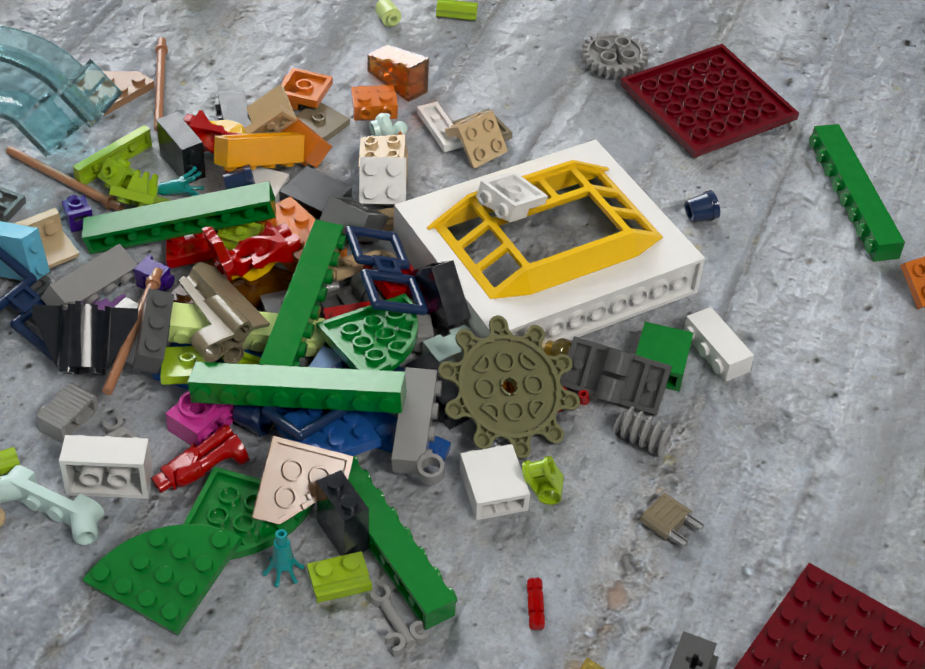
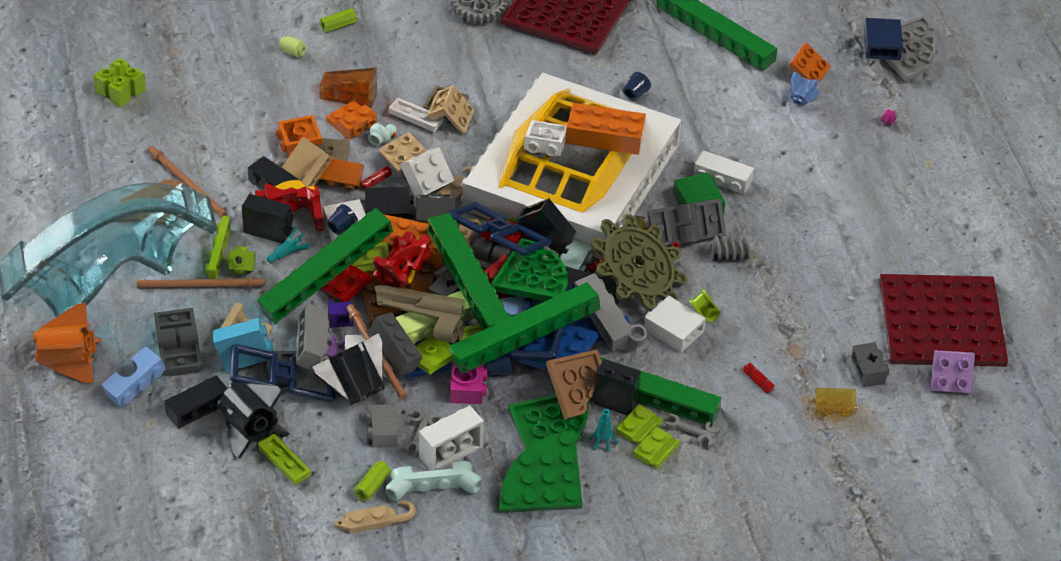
camera: 35 degrees left, 0 degrees up
(76, 207) = (241, 296): dark purple brick -> none
(140, 190) = (276, 262): lime plate -> none
(191, 466) = (491, 412): red piece -> none
(258, 150) = (332, 191): light orange brick -> none
(331, 616) = (656, 448): none -> lime plate
(338, 166) = (376, 178): none -> red axle
(588, 219) = (605, 128): none -> orange brick
(667, 517) = (785, 291): dark tan piece -> none
(897, 302) = (803, 89): none -> medium blue brick

